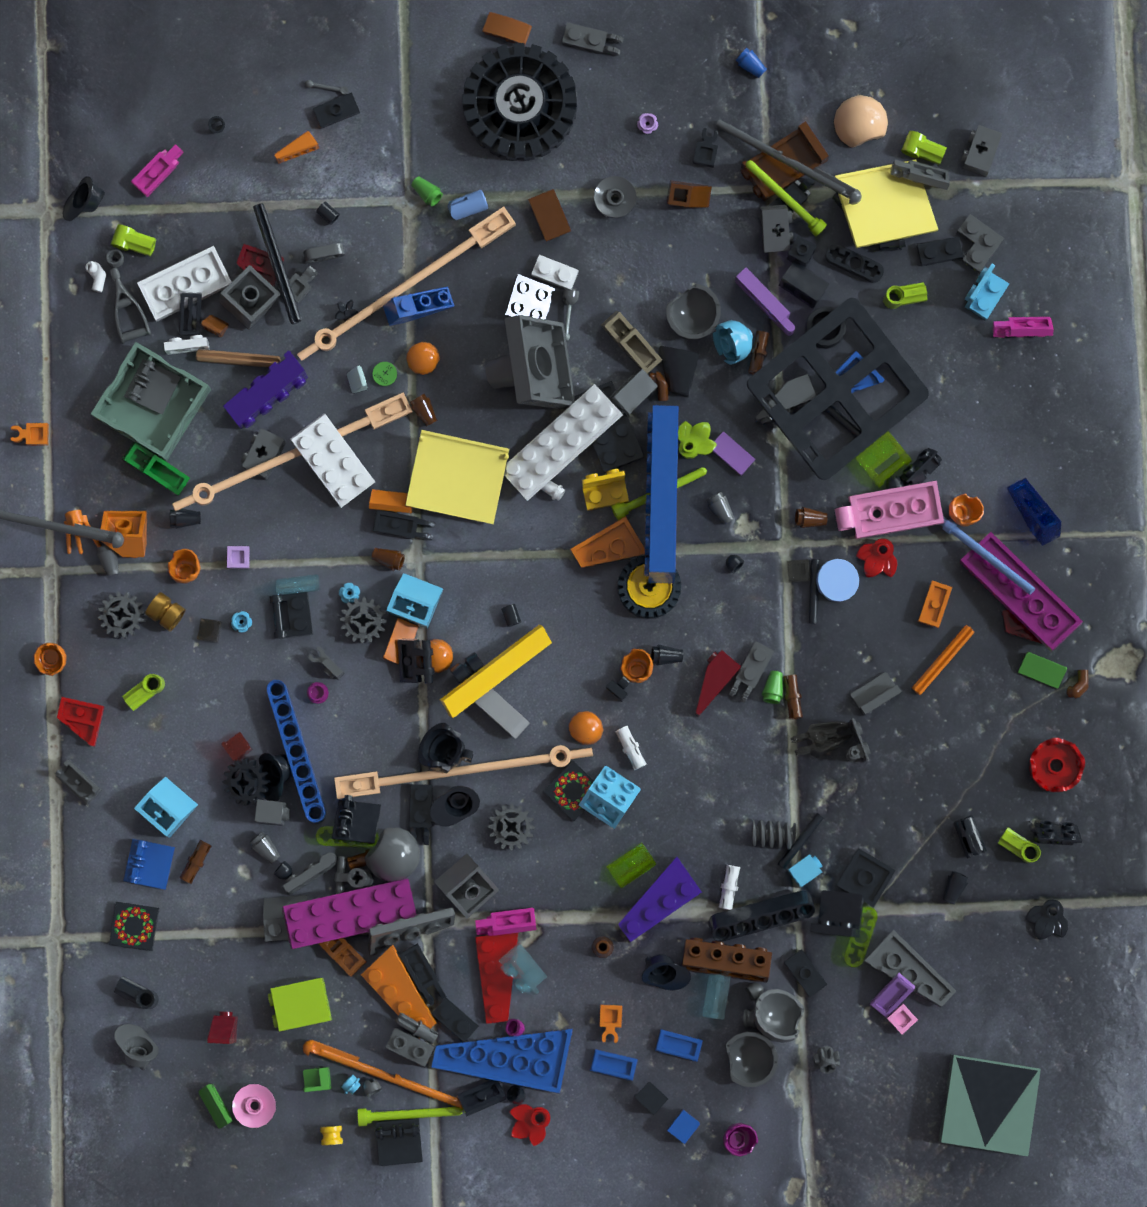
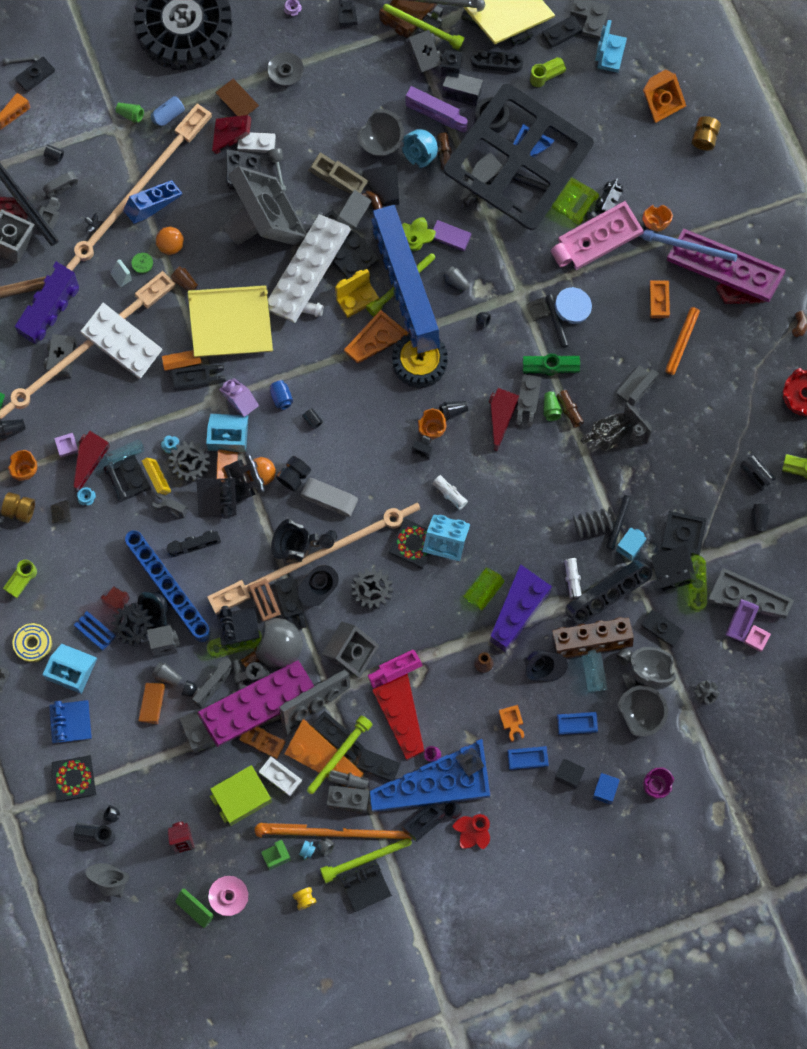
camera: 20 degrees left, 10 degrees down
(126, 755) = (26, 633): none -> light yellow tile
(160, 977) = (111, 814): none -> black hinge
(195, 861) = (110, 706): reddish brown pin -> none
(196, 758) = (82, 620): none -> blue tile
(240, 872) = (152, 703): none -> orange slope
(258, 578) = (90, 453): none -> dark red slope
(317, 693) = (170, 533): magenta plate -> none
(323, 625) = (156, 476): none -> yellow tile
(338, 713) = (193, 543): none -> black hinge
(348, 997) = (280, 776): none -> white plate
(379, 671) = (216, 497): none -> black hinge
(389, 558) = (194, 405): reddish brown cone -> none
(392, 783) = (270, 615): none -> nougat tile
(439, 564) = (239, 397): none -> lavender slope
(450, 974) = (361, 726): none -> lime piece
(481, 759) = (327, 540): none -> black pin
(486, 577) = (281, 395): none -> blue brick
(495, 671) = (315, 464): yellow tile -> none
(523, 969) = (422, 702): clear light blue bracket -> none
(529, 251) = (230, 130): none -> dark red wing
(550, 1050) = (470, 761): none -> clear smoke slope
(586, 728) = (406, 489): orange hair -> none
(688, 194) = (344, 48): reddish brown slope -> none
(775, 636) = (563, 364): none -> green piece
(809, 518) = (532, 264): reddish brown cone -> none
(875, 560) = (600, 281): red plate -> none
(1023, 327) = (649, 66): dark pink hinge -> none
(1025, 367) = (663, 95): none -> orange slope
(1035, 512) = (716, 203): clear blue slope -> none
(1042, 670) = (766, 322): bright green slope -> none
(1053, 435) = (705, 134): none -> pearl gold wheel

